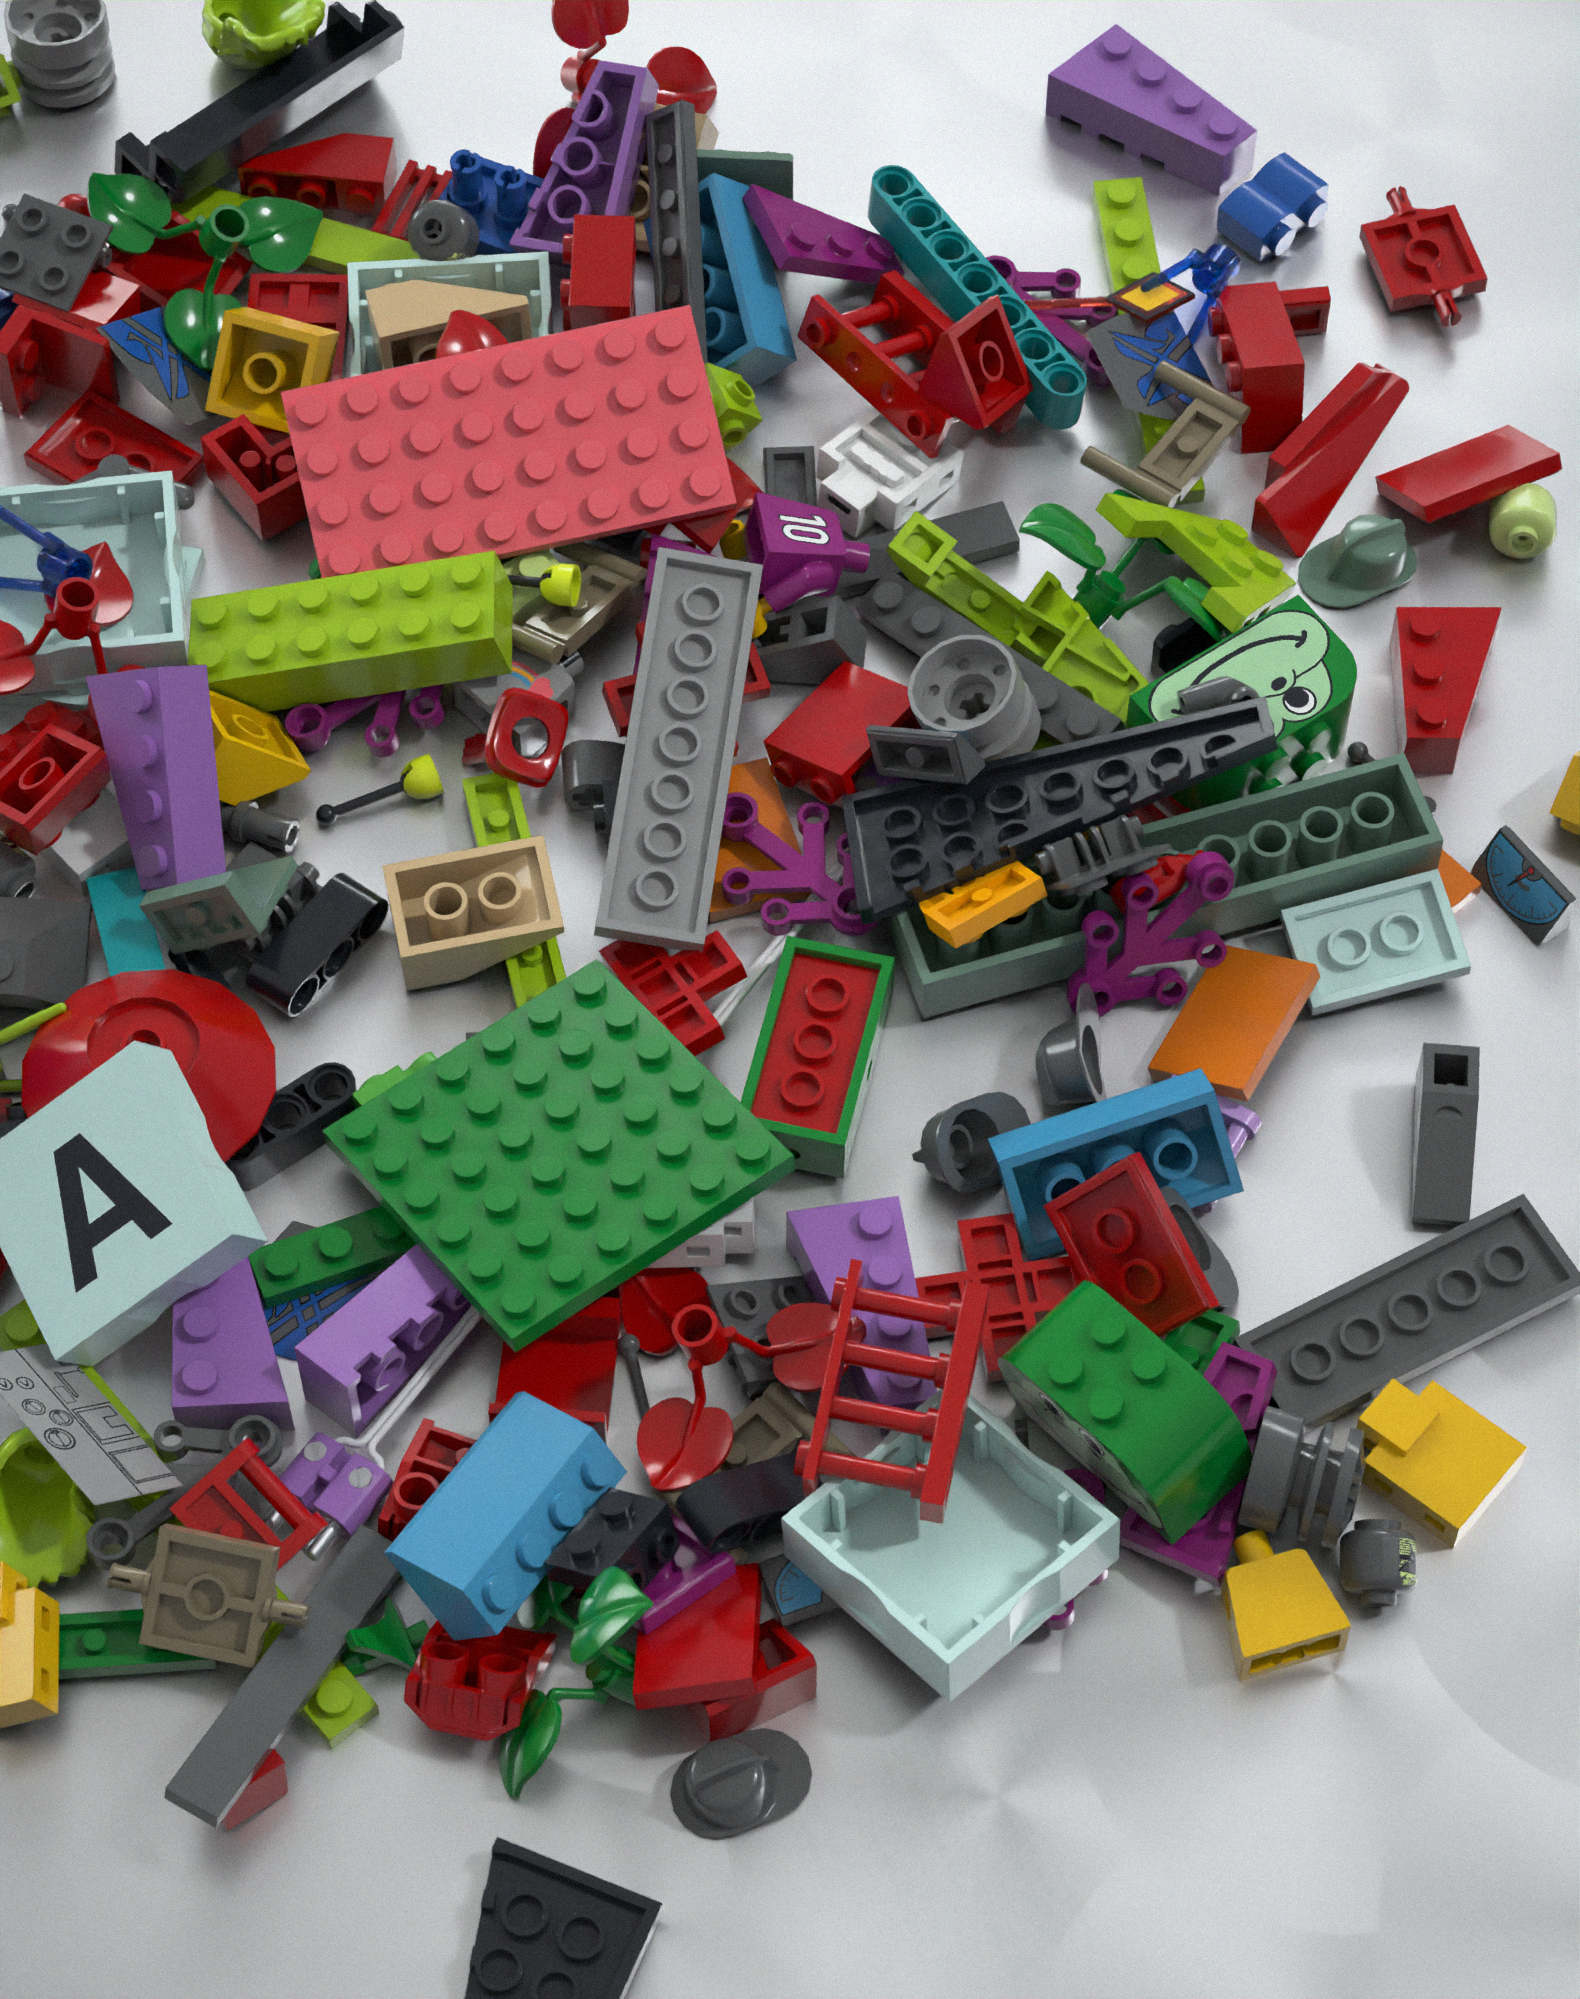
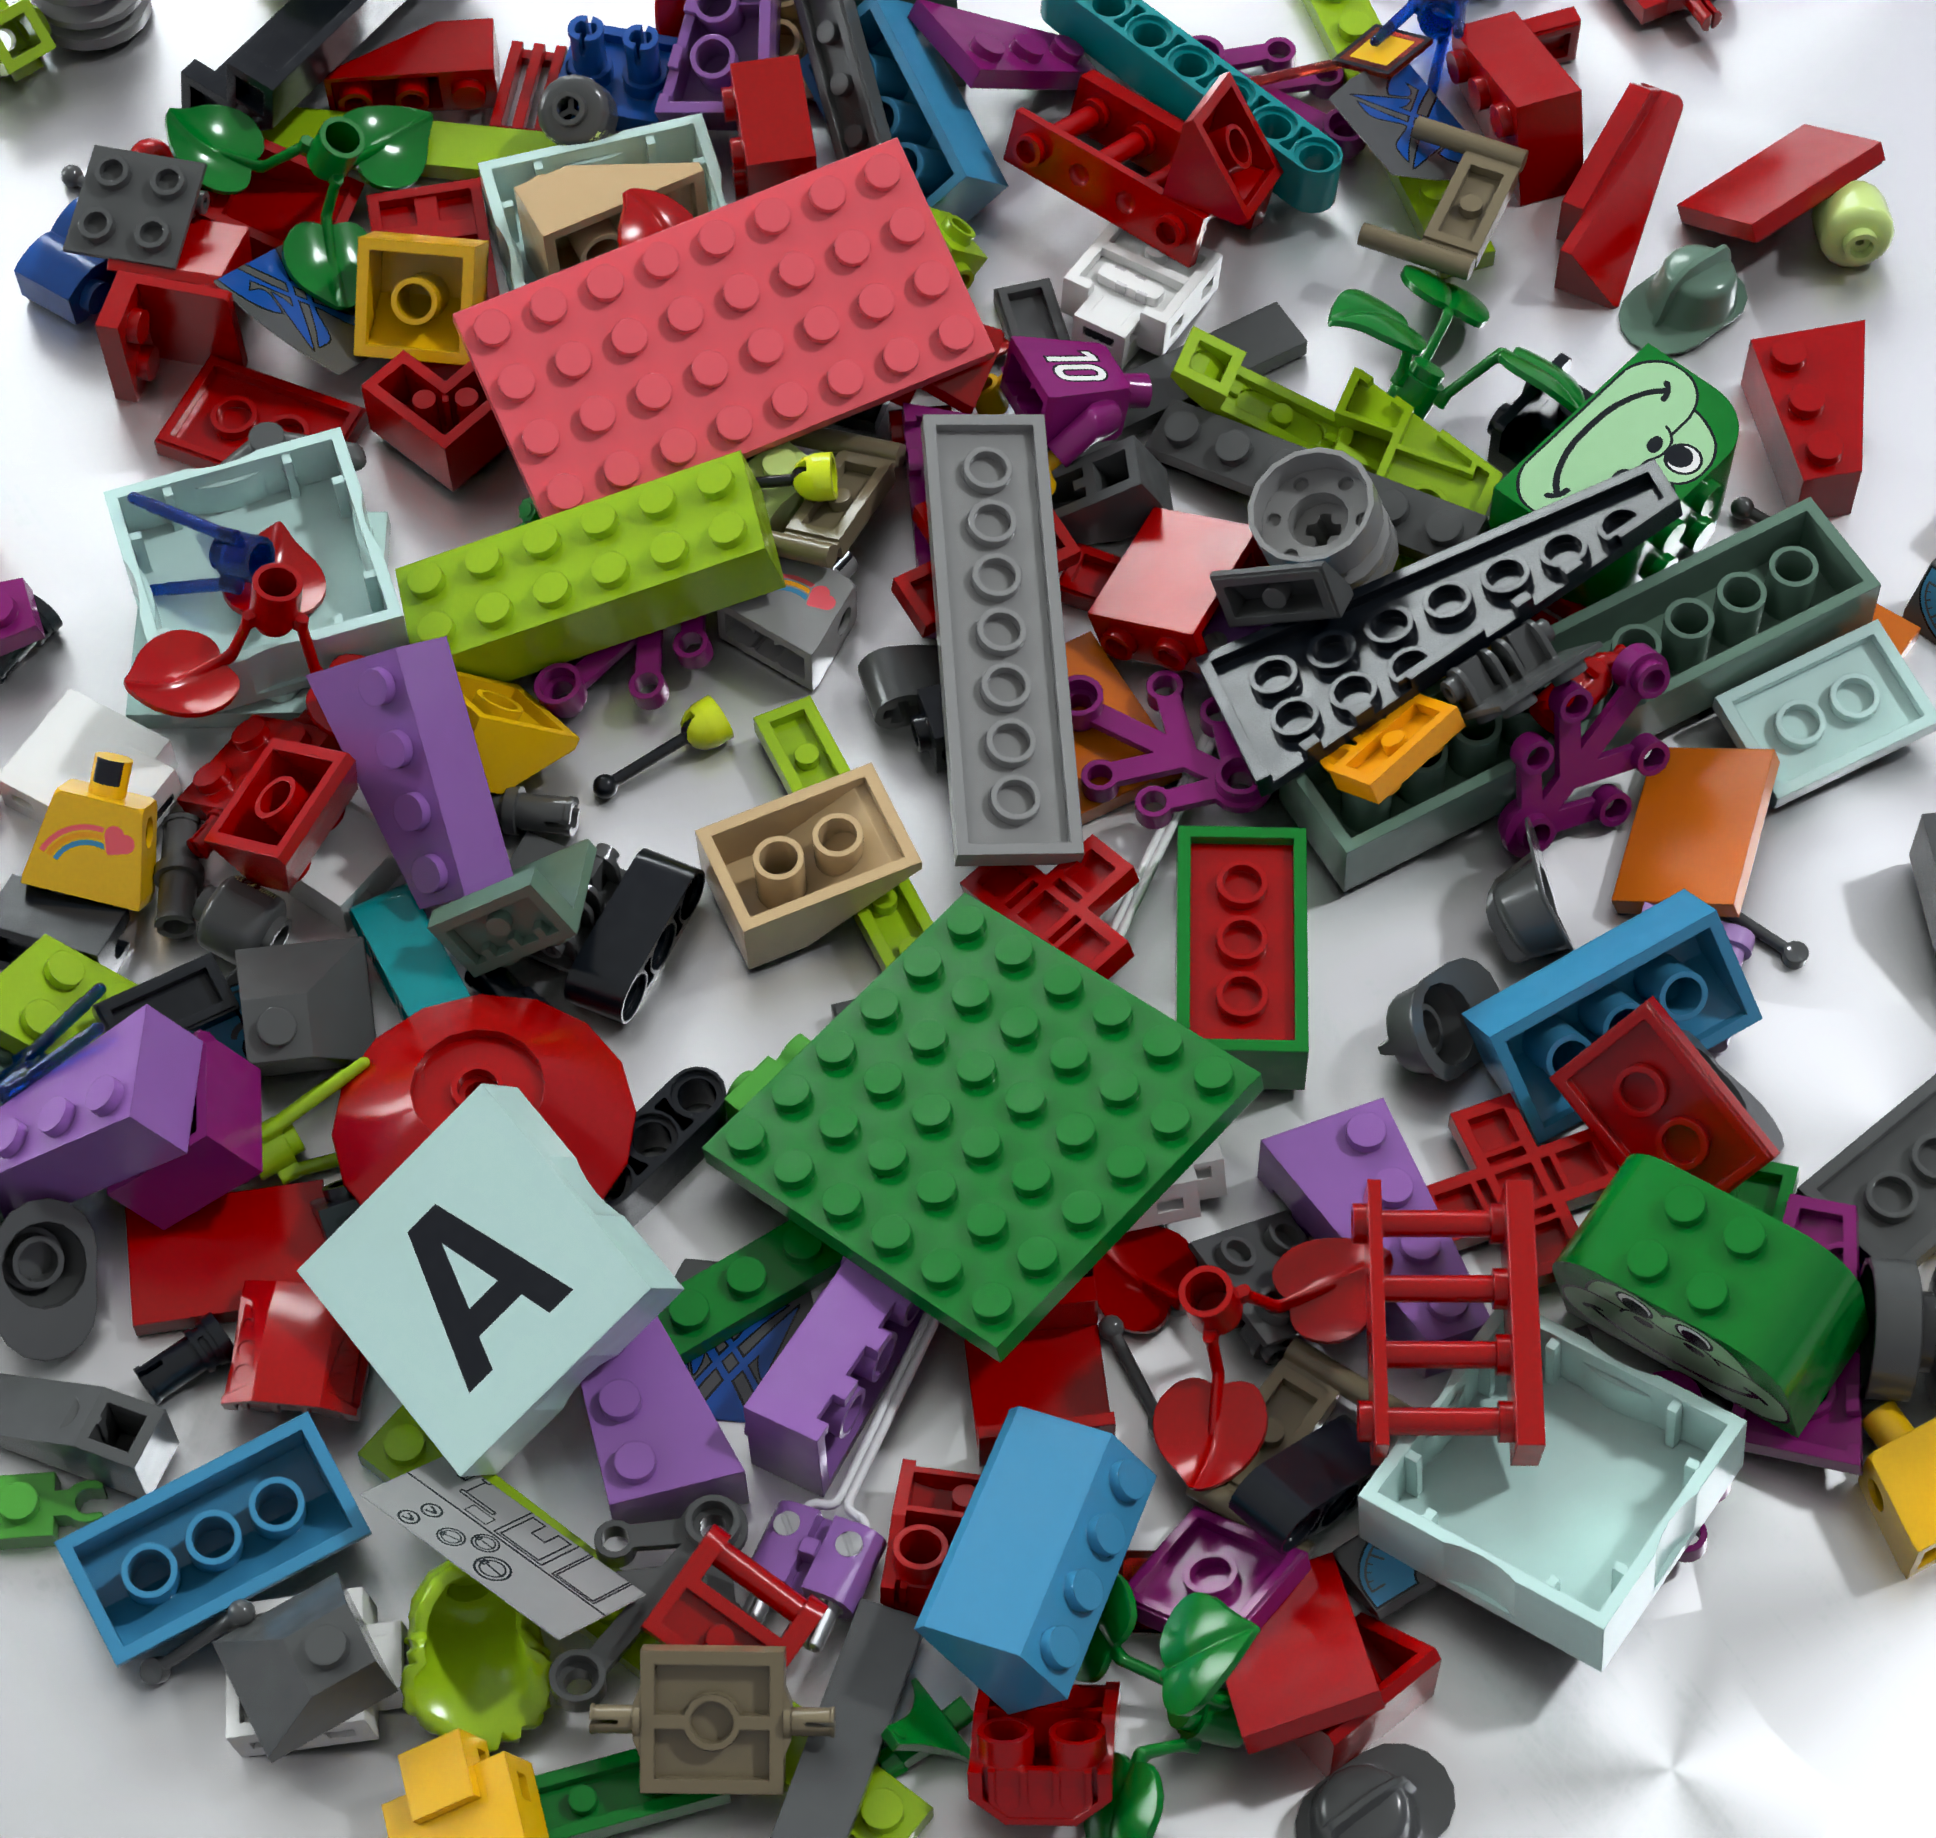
camera: 10 degrees left, 0 degrees up
(497, 747) = (788, 671): red piece -> none
(616, 1532) = (1168, 1555): black bracket -> none
(772, 711) = (1085, 580): none -> red tile
(1214, 694) = (1591, 468): dark grey arm -> none
(1218, 550) = (1574, 337): lime wing -> none
(1292, 1140) = (1793, 953): none -> dark grey hinge

